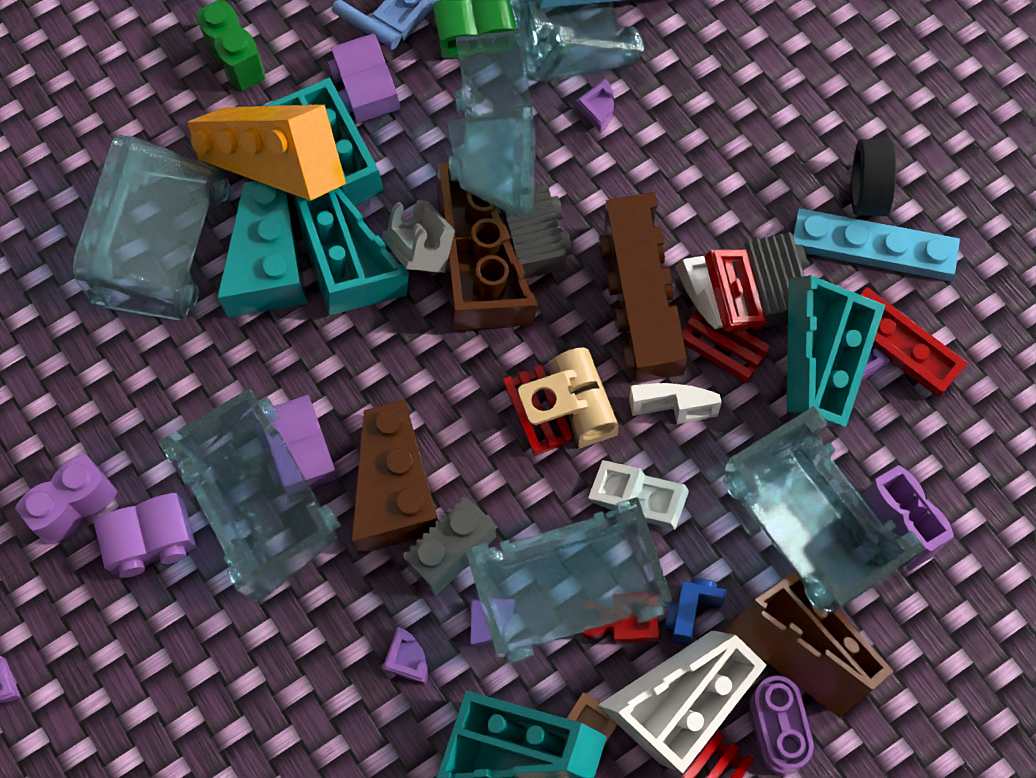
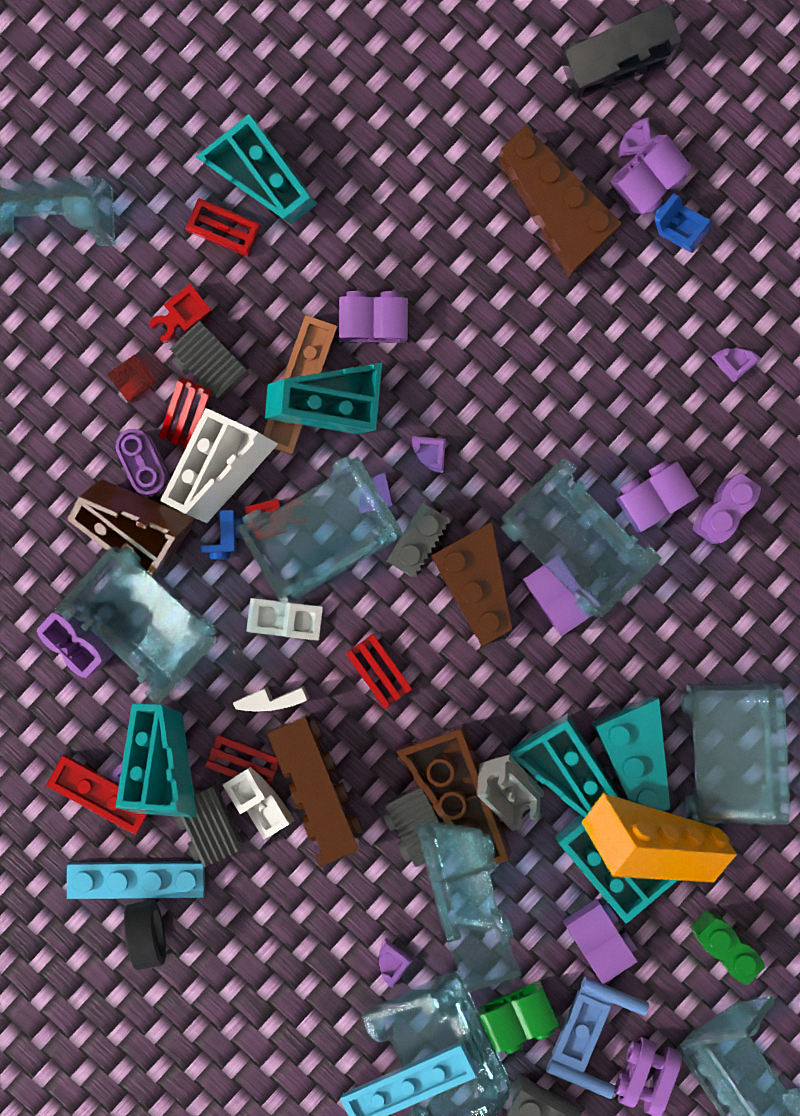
camera: 165 degrees right, 20 degrees up
(577, 394) = (348, 686): tan piece -> none
(729, 290) = (244, 802): red tile -> none

